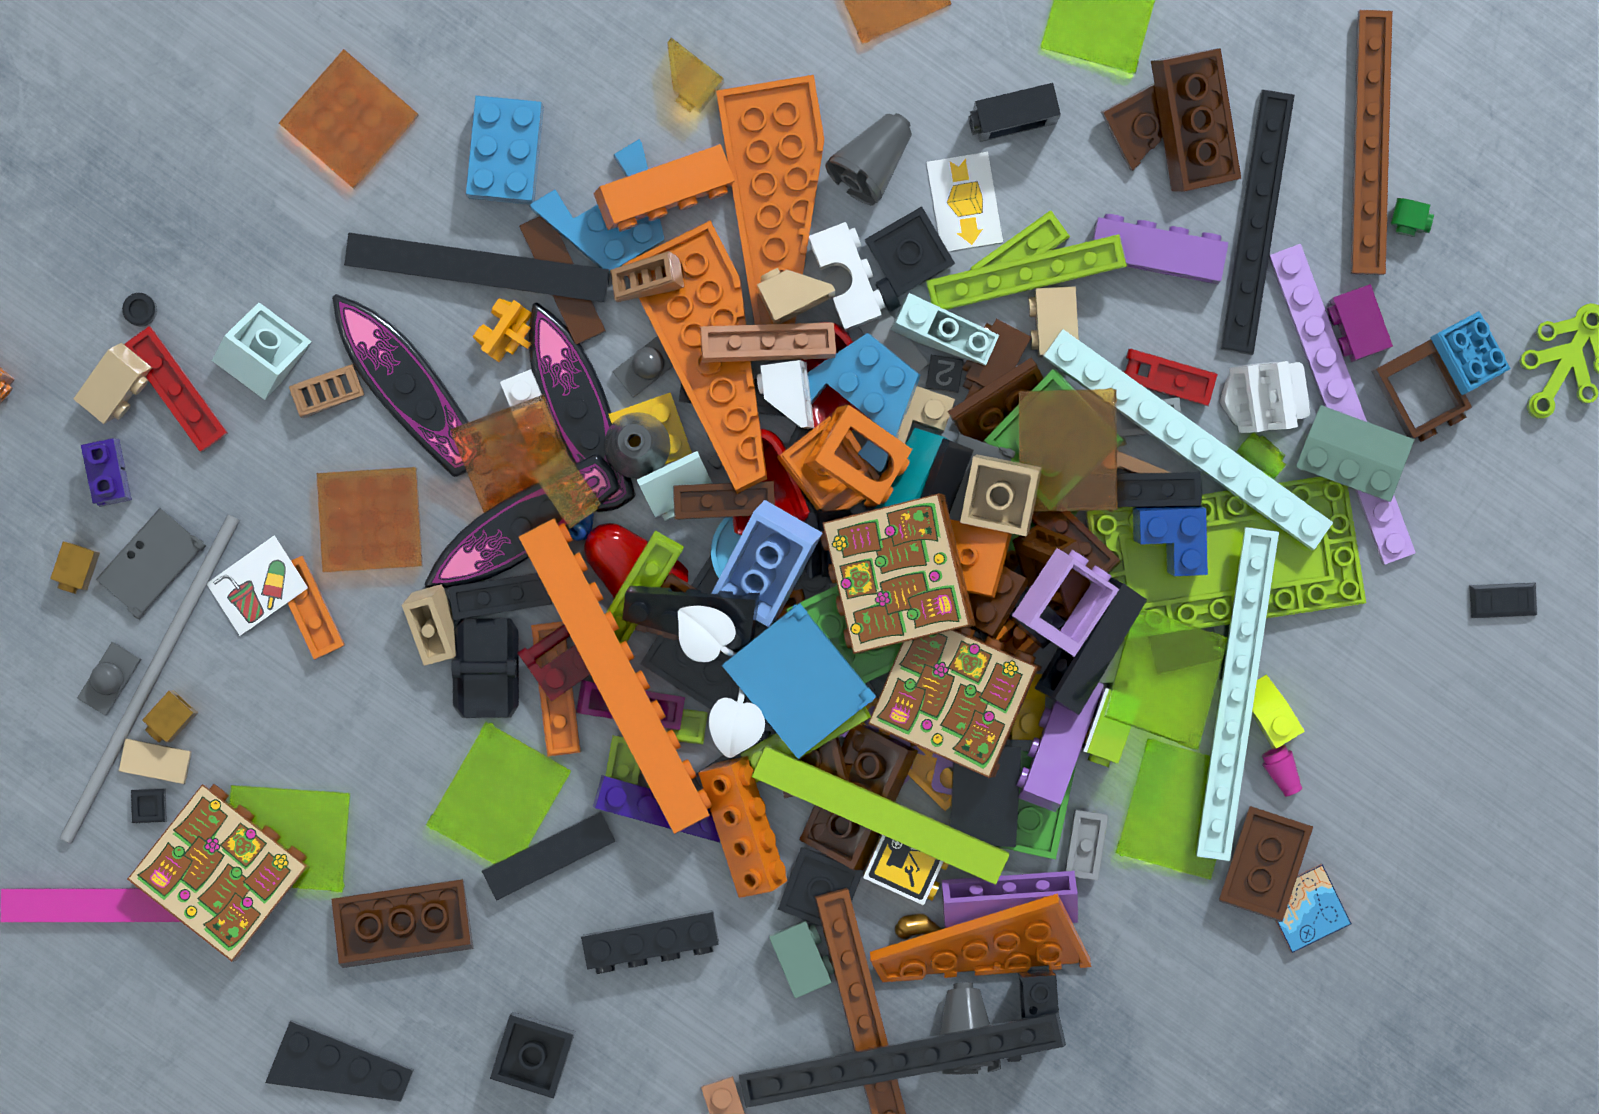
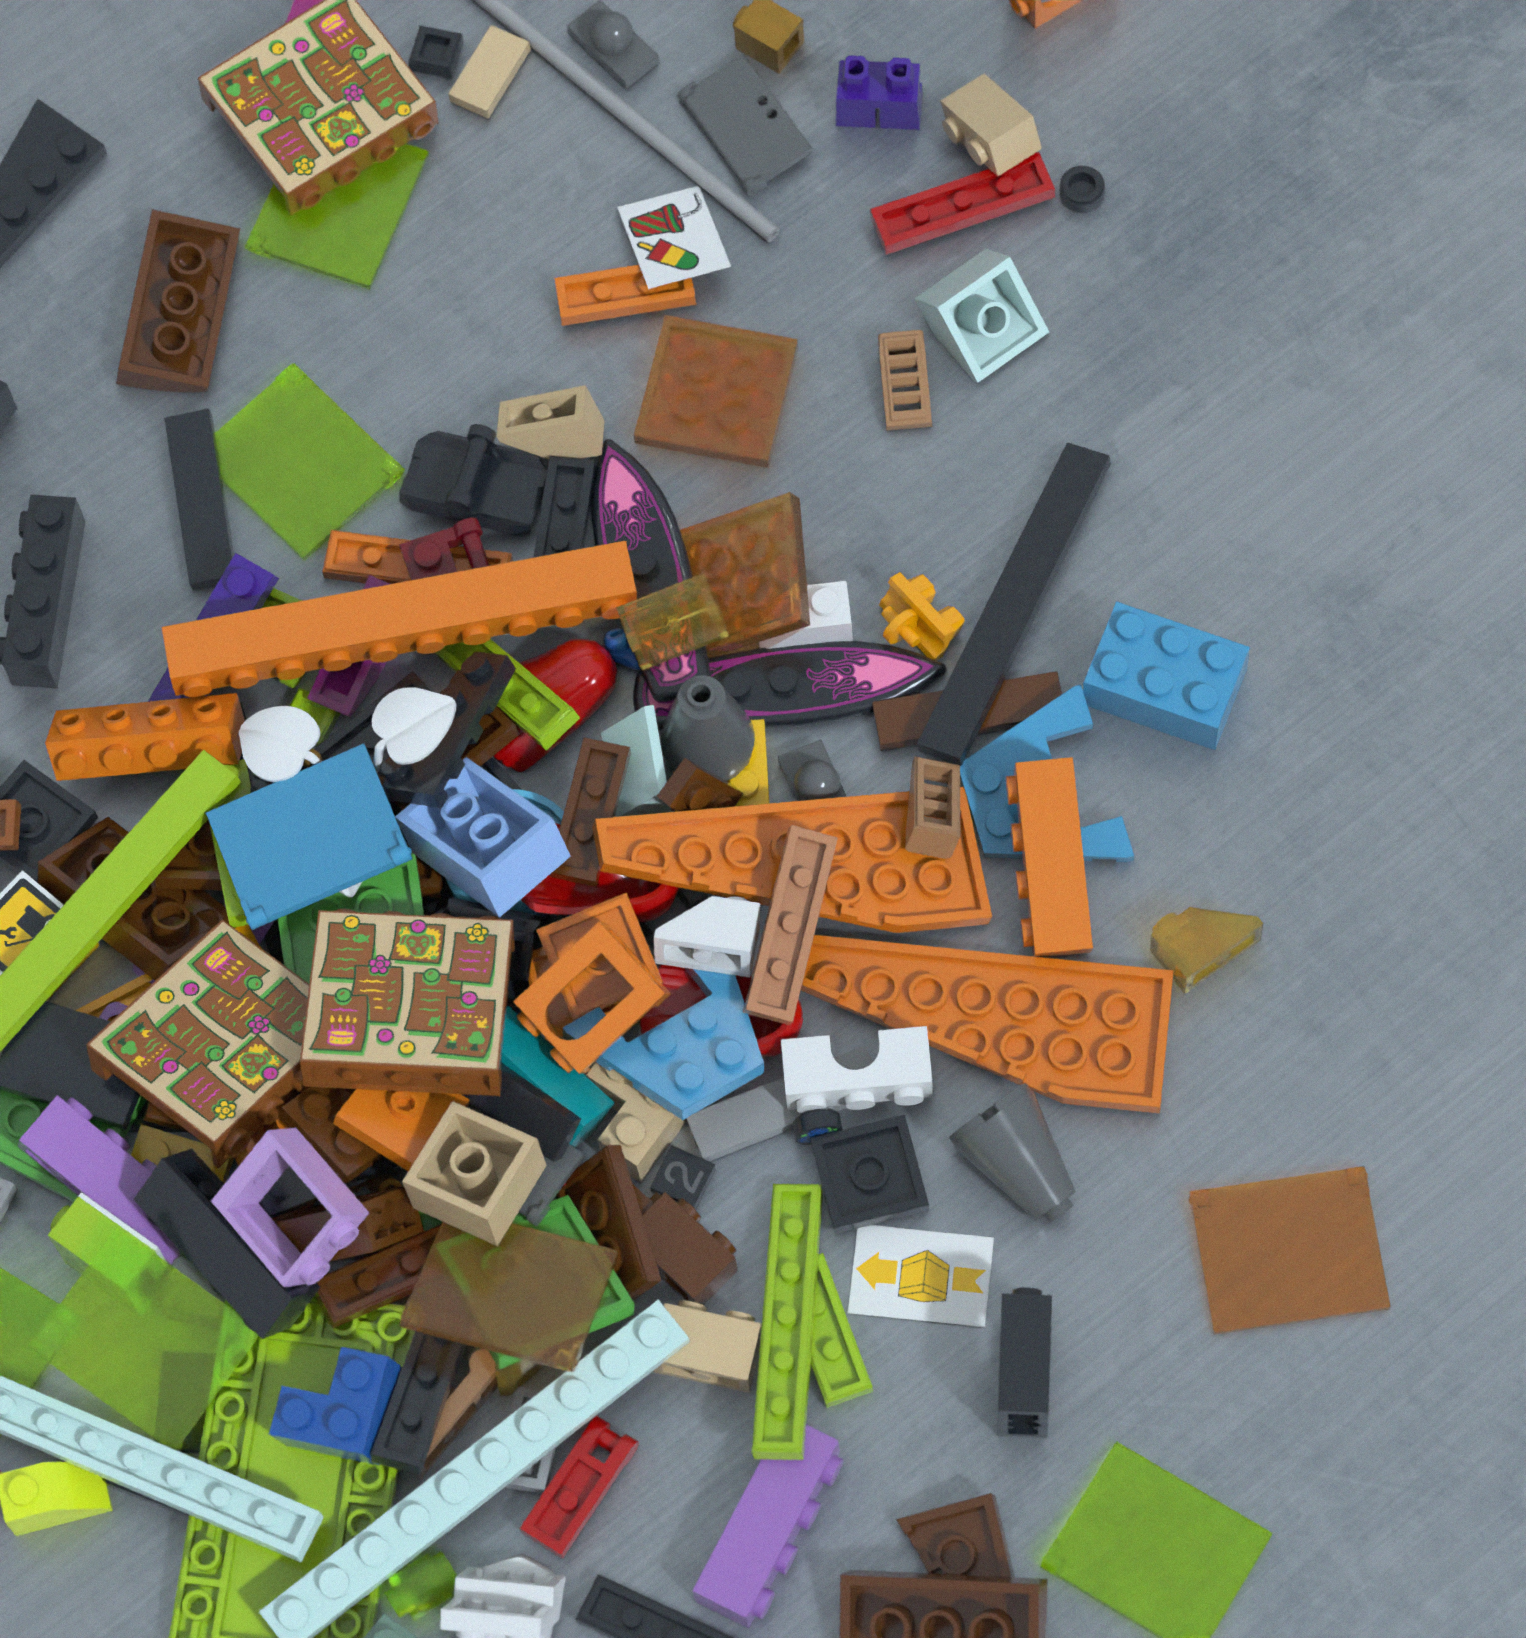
camera: 115 degrees right, 20 degrees down
(168, 717) = (539, 96): pearl gold brick -> none
(348, 119) = (1266, 499): clear orange plate -> none
(401, 380) = (901, 475): black piece -> none
(687, 431) = (697, 789): none -> reddish brown plate
(791, 294) = (851, 974): tan slope -> none
(943, 330) = (739, 1178): light aqua slope -> none

